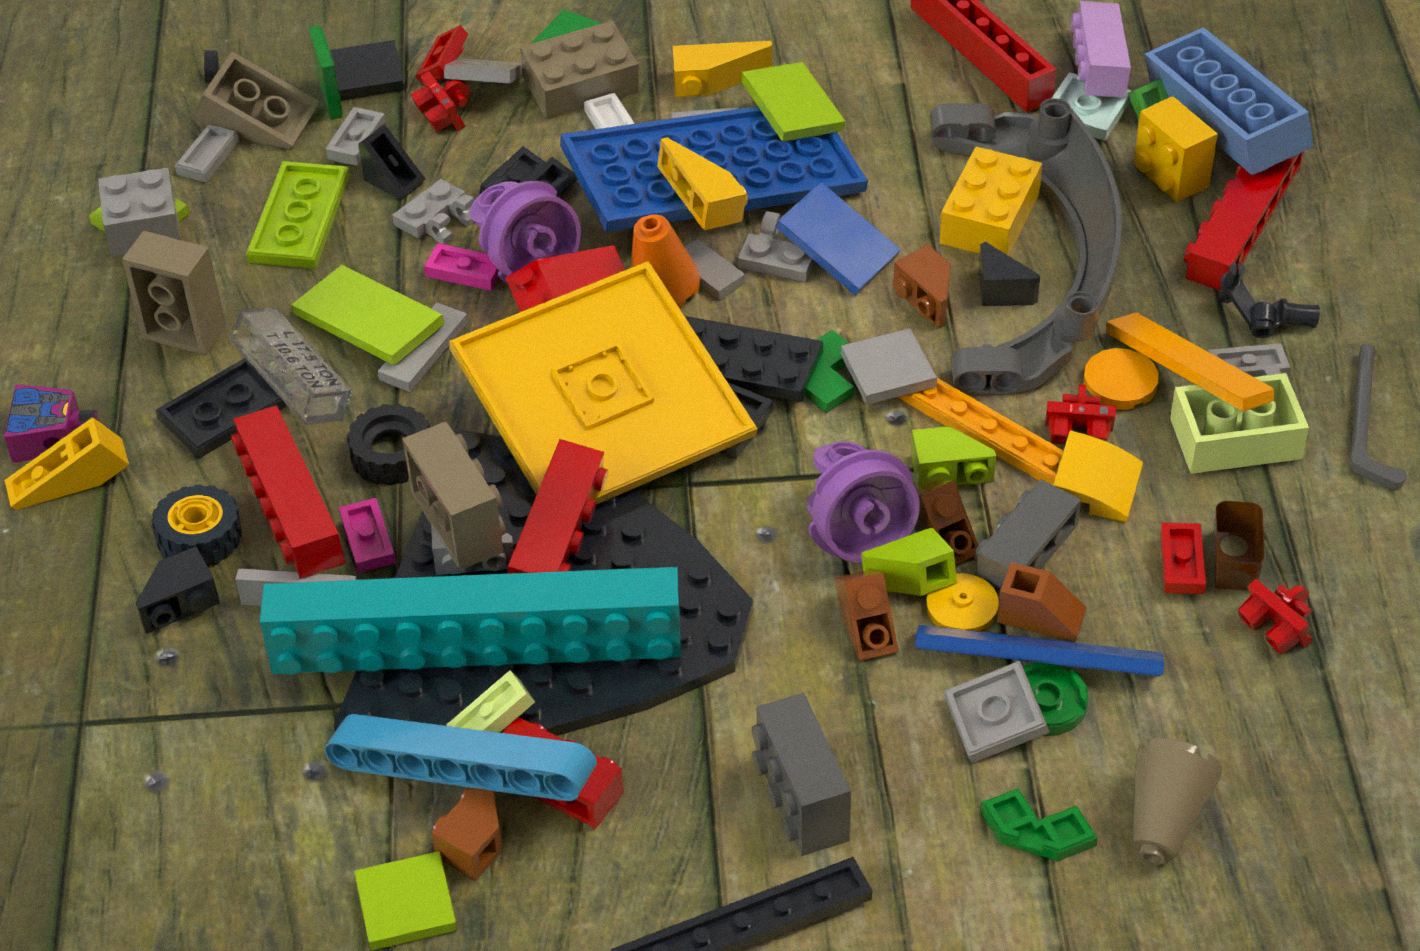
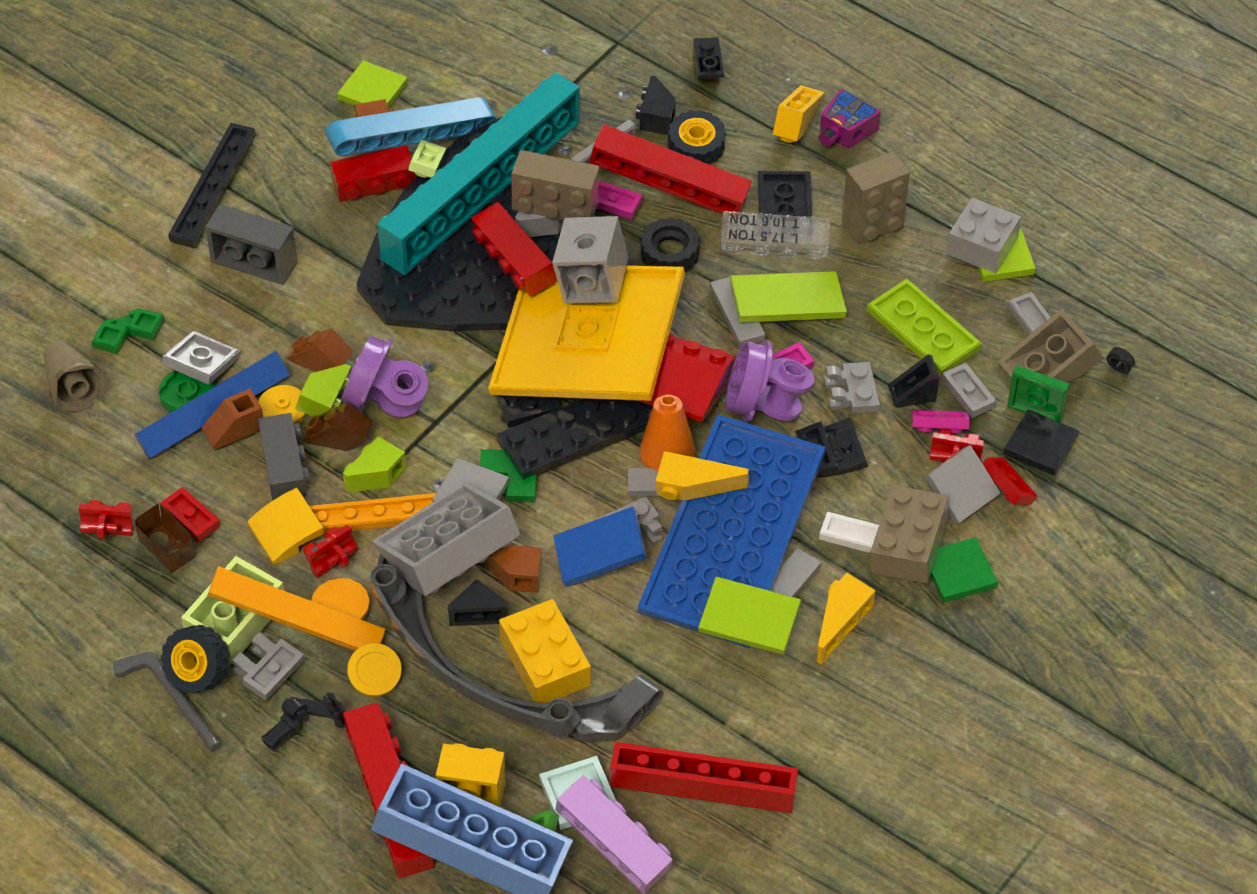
camera: 130 degrees right, 5 degrees up
(60, 585) = (707, 58): none -> black slope
(416, 130) = (929, 419): none -> dark pink plate
(530, 391) = (590, 260): none -> light grey brick
(975, 311) = (447, 537): none -> light grey slope
(1153, 301) = (374, 670): none -> yellow piece
(1326, 397) = (180, 663): none -> black wheel

